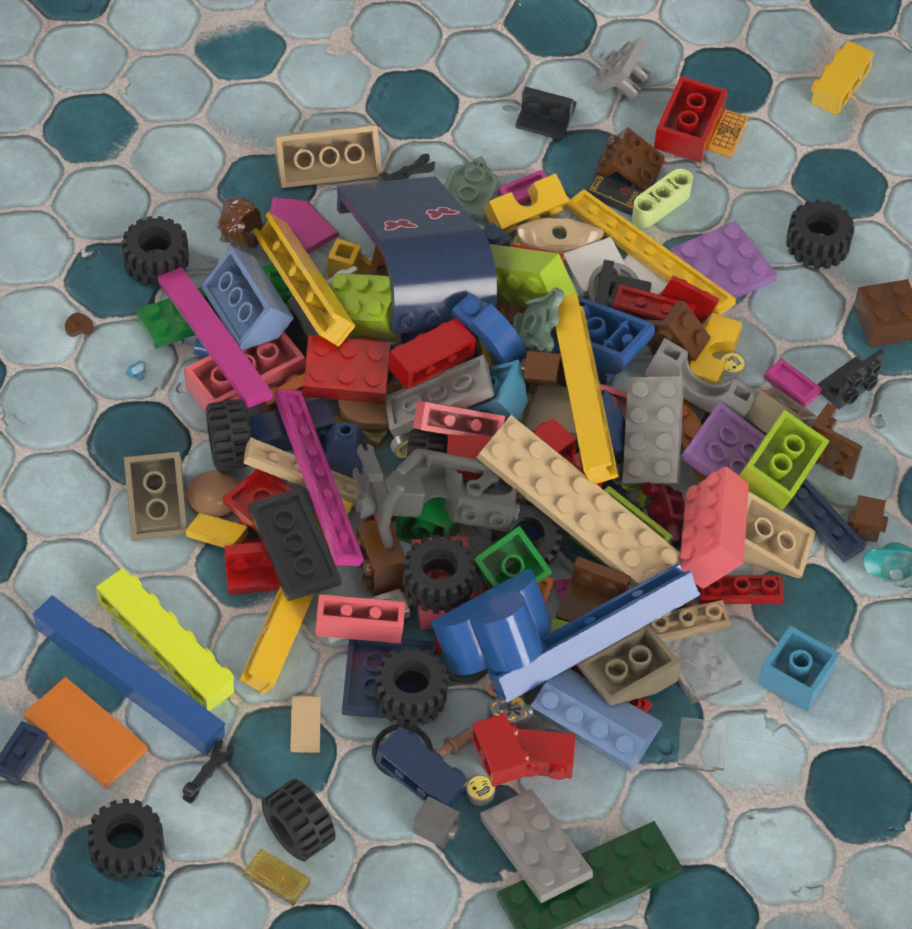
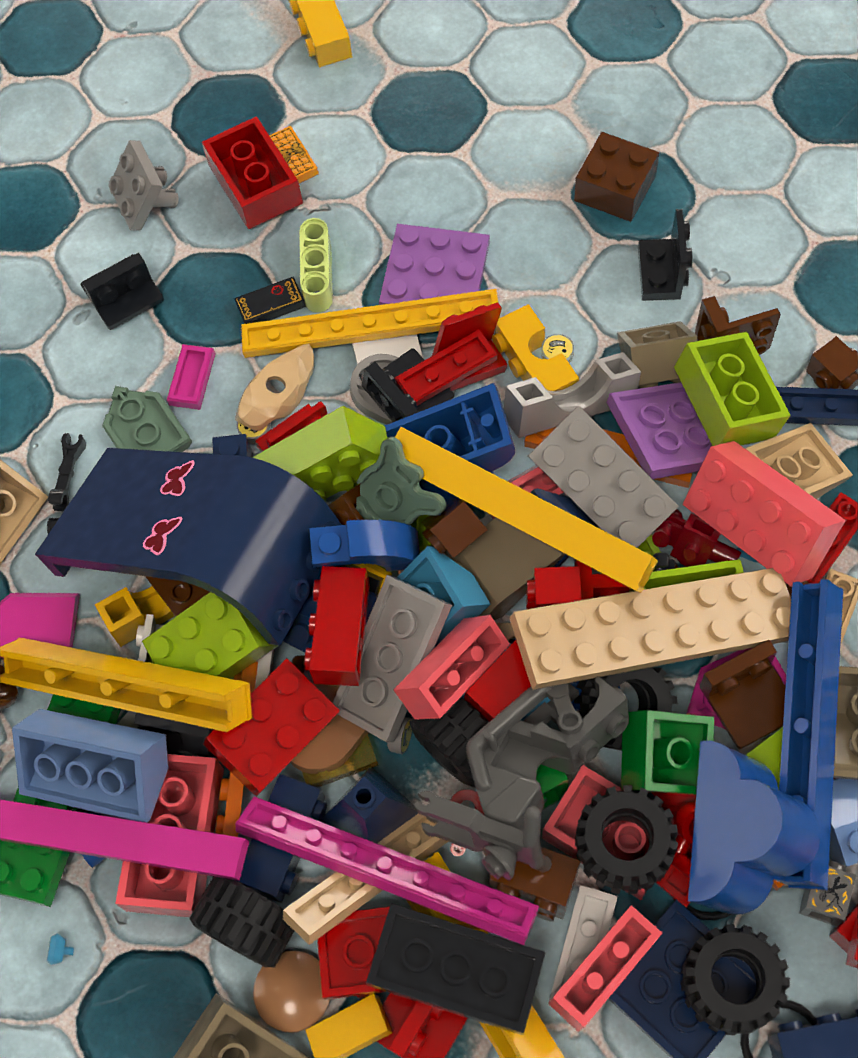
camera: 40 degrees left, 10 degrees up
(452, 744) = (817, 974): medium nougat piece -> none
(546, 198) = (223, 366): yellow arch -> none
(586, 259) = (331, 379): white tile -> none
(631, 158) = (244, 256): reddish brown bracket -> none
(681, 329) = (508, 363): reddish brown bracket -> none
(792, 382) = (620, 314): dark pink tile -> none
(824, 219) = (475, 146): black tyre -> none

